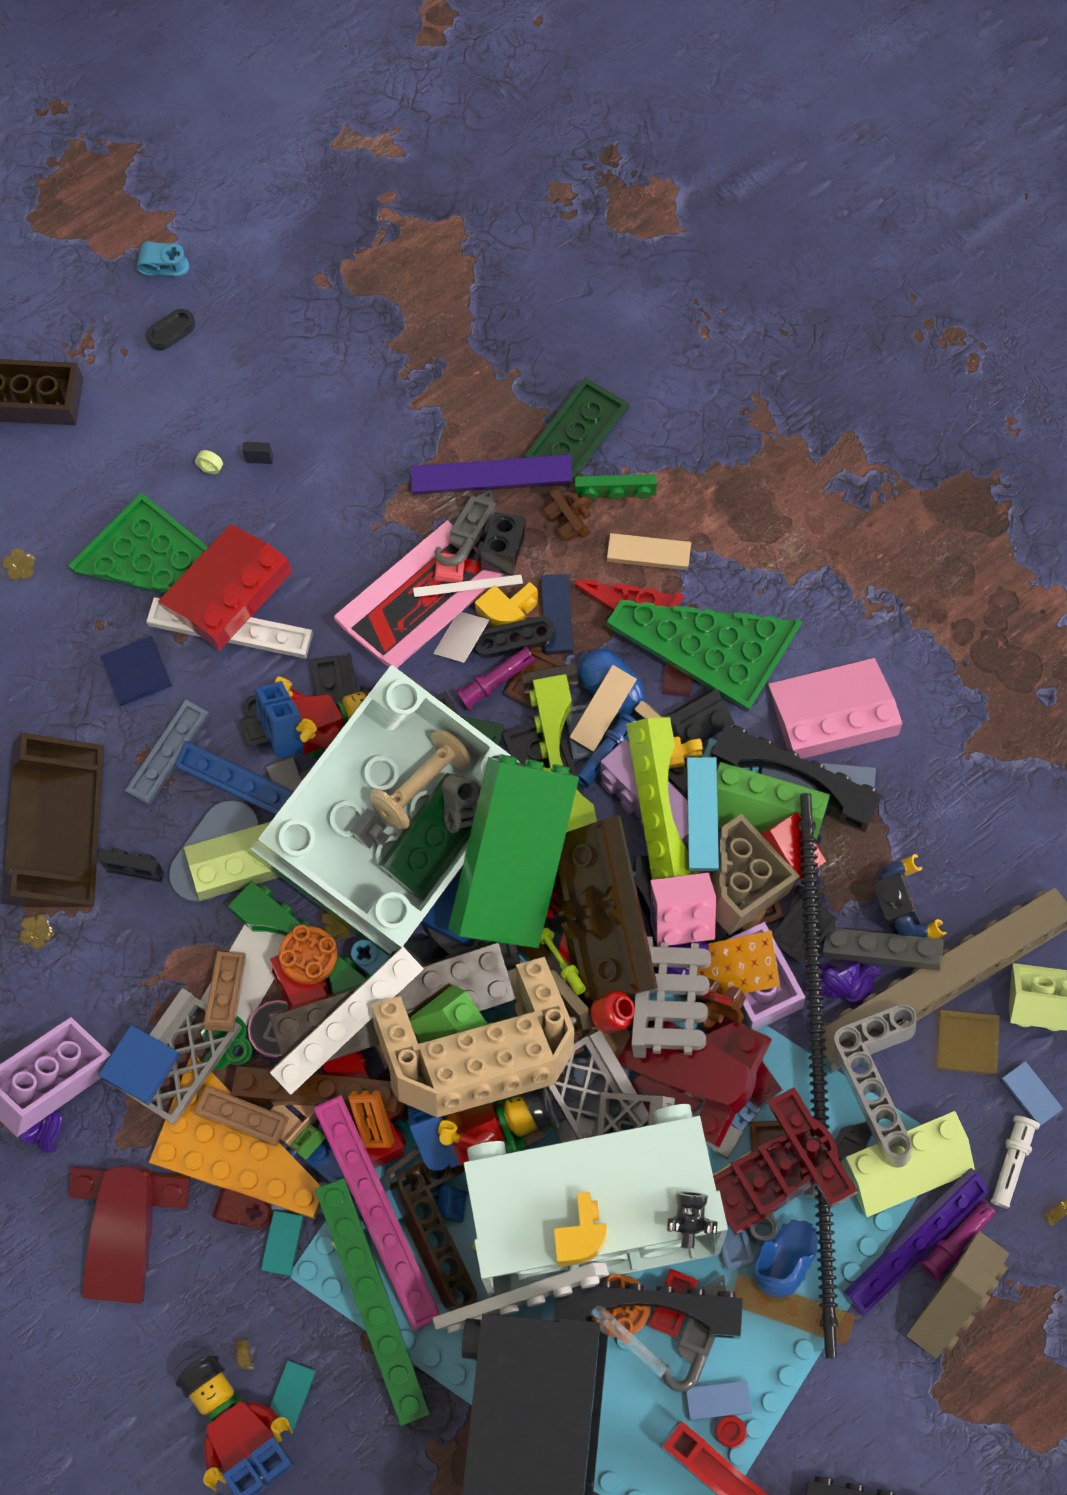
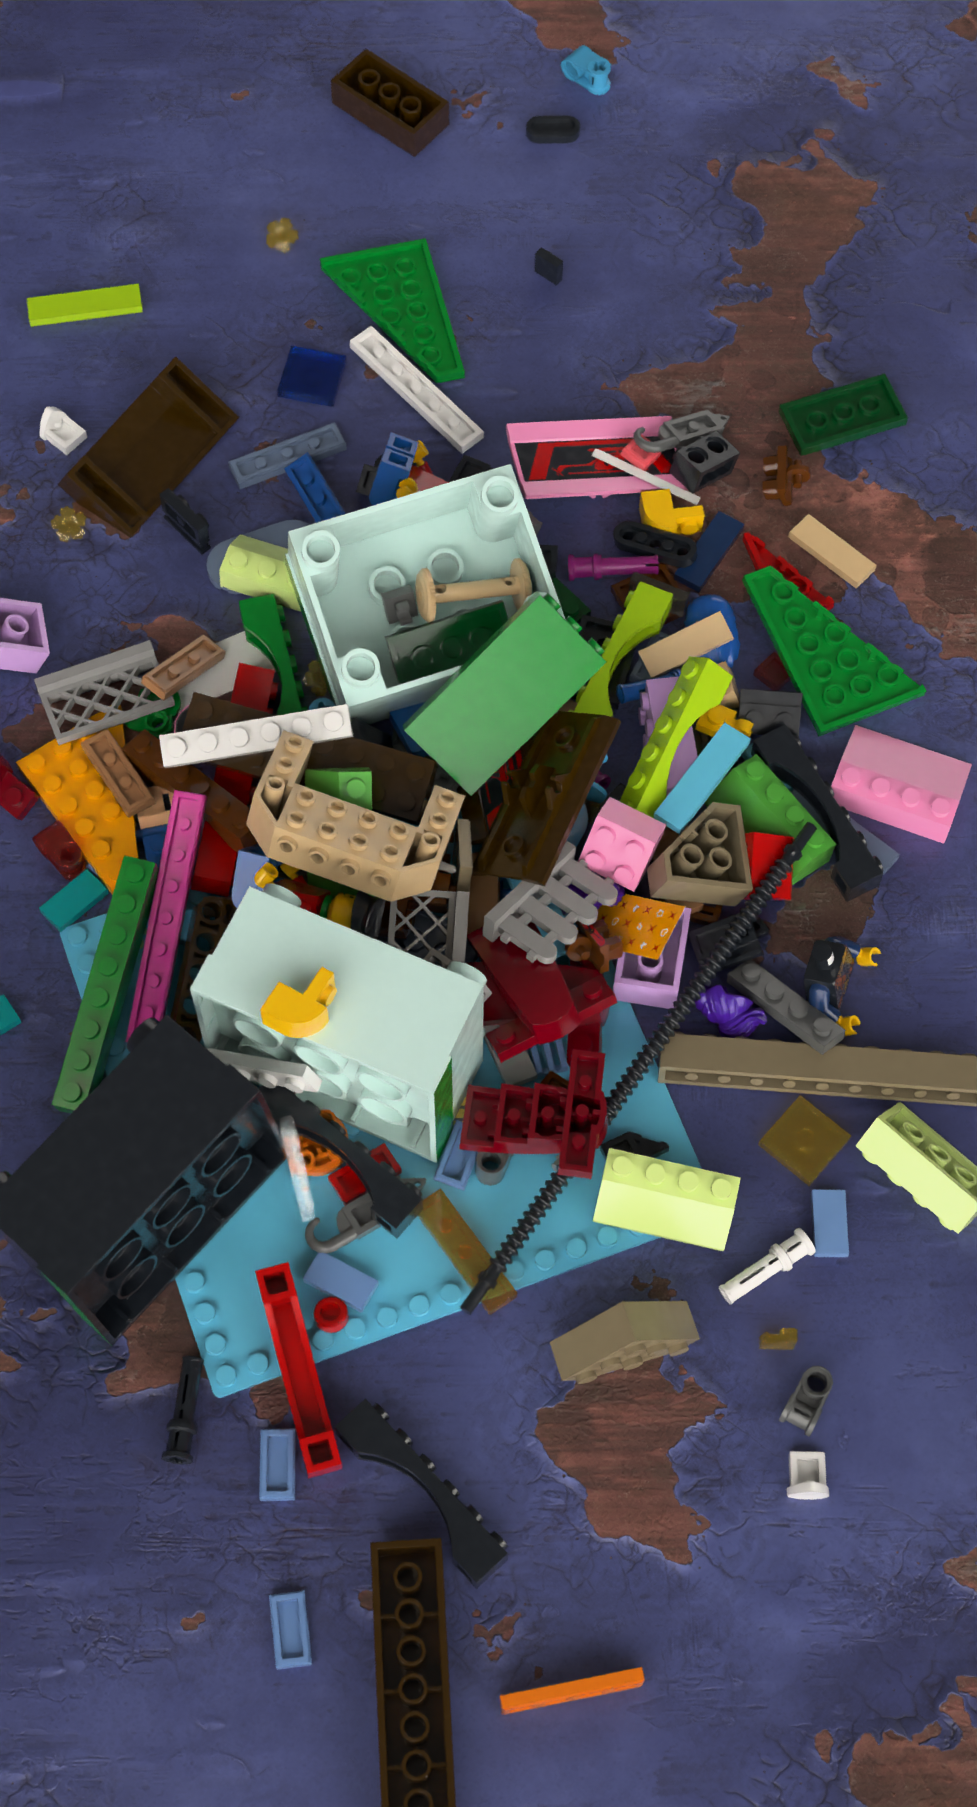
camera: 30 degrees right, 5 degrees down
(139, 1065) = (66, 675): blue tile -> none
(209, 462) = (501, 249): yellowish green tile -> none
(226, 585) = (438, 352): red slope -> none
(307, 1141) = (153, 829): bright green tile -> none
(308, 954) = (272, 679): orange tile -> none
(376, 1119) = (219, 836): orange tile -> none
(461, 637) = (609, 516): white sticker -> none
(461, 808) = (486, 627): dark grey piece -> none
(491, 474) = (739, 402): dark purple tile -> none
(569, 973) = (480, 831): lime piece -> none
(612, 1012) = (490, 882): red head -> none
(616, 486) = (844, 478): green plate -> none
(691, 1217) = (405, 1057): black piece -> none
(785, 1259) = (483, 1202): blue hair -> none
(871, 1080) = (674, 1096): light grey beam -> none
(916, 1242) = (623, 1273): dark purple tile -> none
(948, 1251) = (692, 1293): magenta pin -> none

